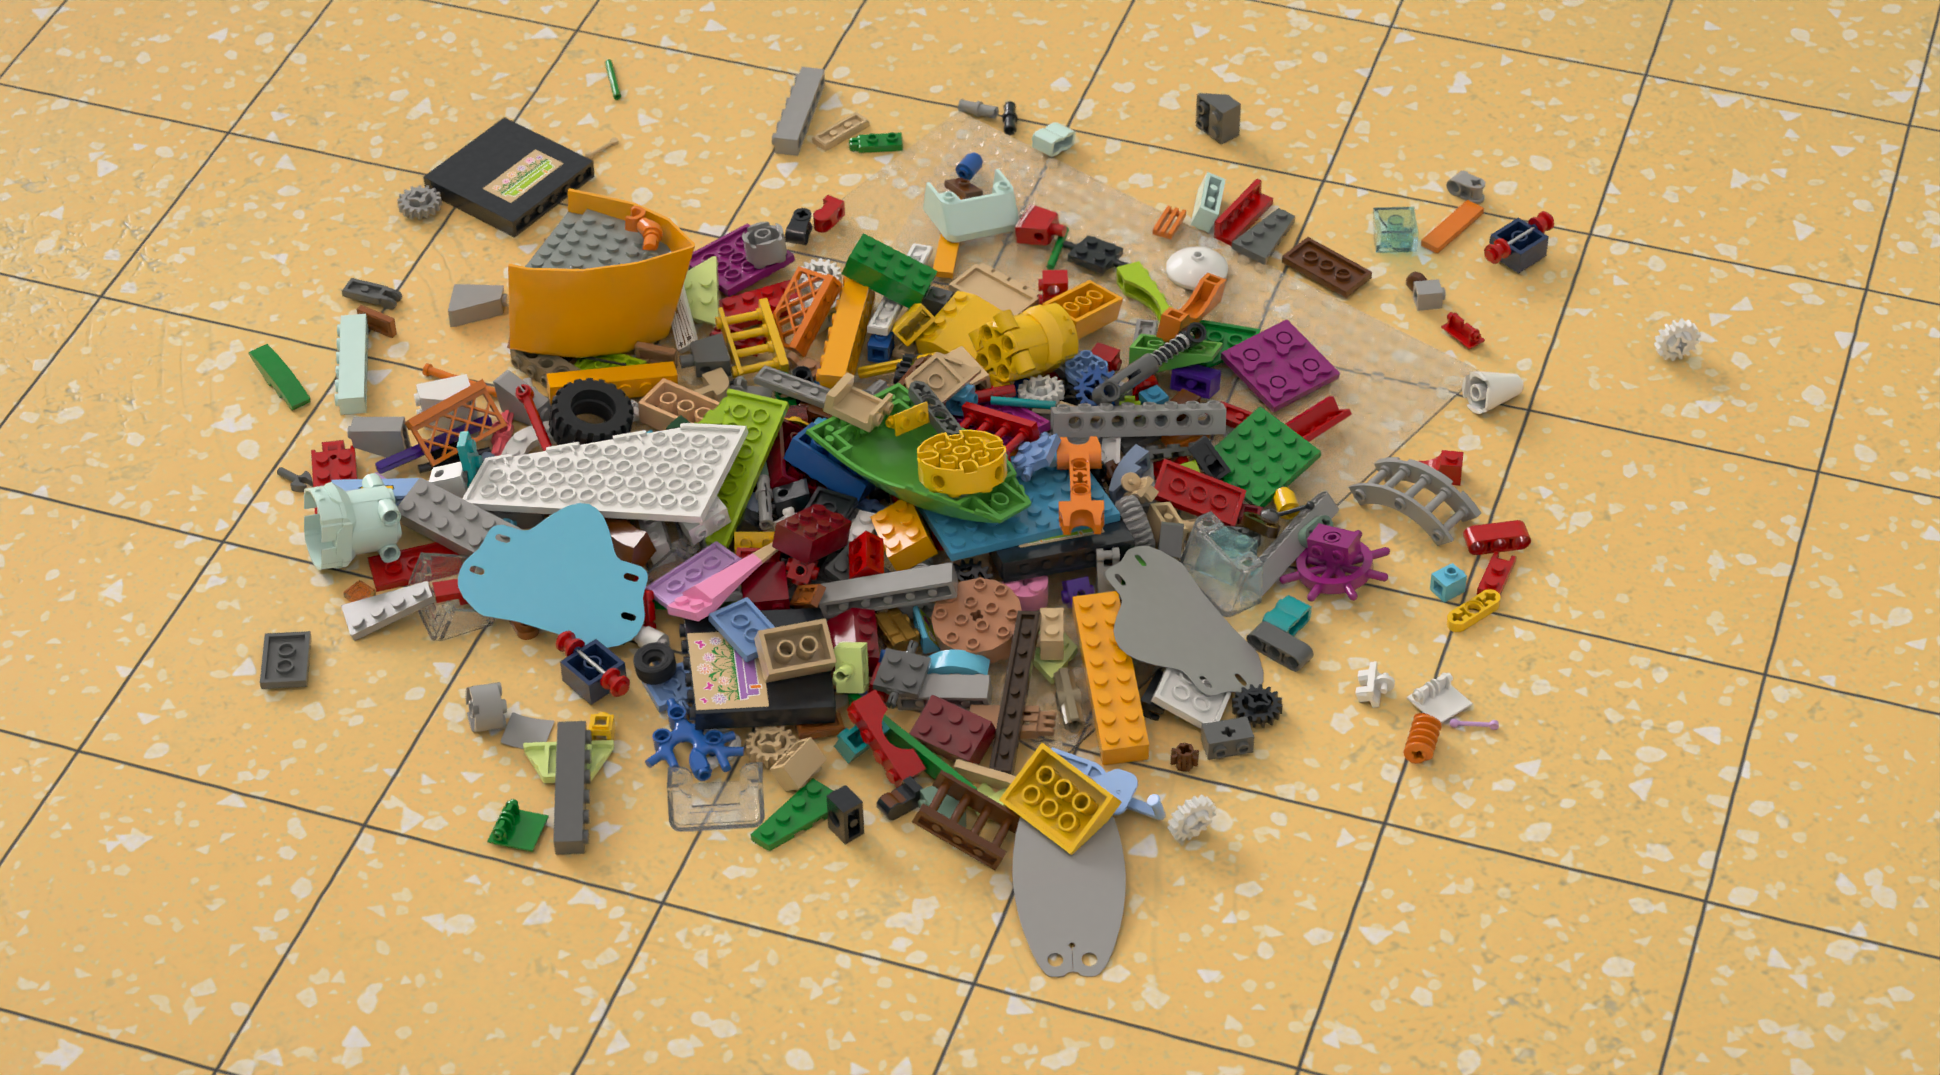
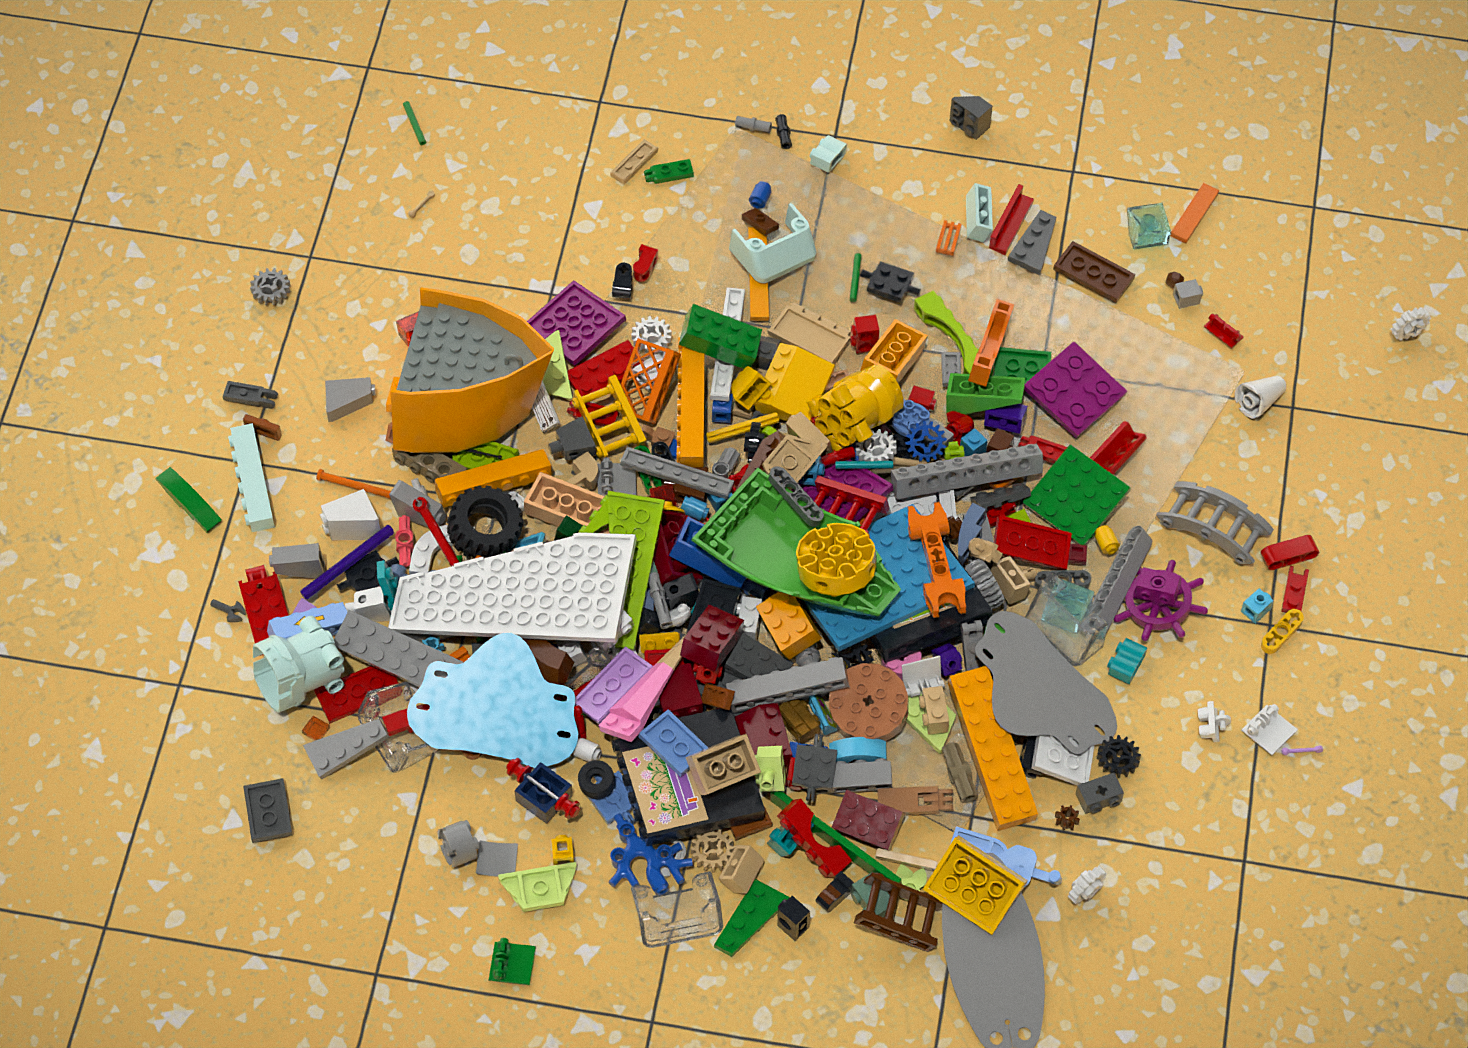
camera: 10 degrees left, 15 degrees up
(452, 404) = (358, 528): orange fence -> none
(509, 176) = (345, 248): black panel -> none
(570, 787) = (551, 919): dark grey brick -> none
(649, 229) = (504, 328): orange piece -> none
(655, 353) = (524, 440): medium nougat plate -> none
(764, 244) = (599, 311): light grey brick -> none
(799, 111) = (593, 144): light grey brick -> none
(857, 405) = (731, 504): tan panel -> none
(866, 556) = (762, 653): red brick -> none
(909, 419) = (778, 509): yellow hinge -> none
(1015, 691) = (915, 776): dark brown tile -> none
(1035, 455) = (891, 530): medium blue plate -> none
(1038, 226) = (836, 257): red torso -> none
(1045, 595) = (922, 675): none -> white hinge
(1148, 364) = (967, 417): piece -> none
(1171, 539) = (1018, 599): dark grey slope -> none
(1192, 263) = (981, 293): white dish -> none
(1208, 458) = (1035, 505): black slope -> none
(1260, 525) = (1089, 568): dark brown beam -> none
(1273, 515) = (1096, 555): hinge -> none
(1280, 646) = (1126, 690): dark grey beam -> none
(1309, 527) = (1135, 567): sand green beam -> none
(1422, 738) = (1262, 773): orange piece -> none
(1449, 464) = (1235, 482): red arch -> none
(1466, 187) = (1200, 167): light grey piece -> none
(1520, 242) = (1259, 229): brick -> none

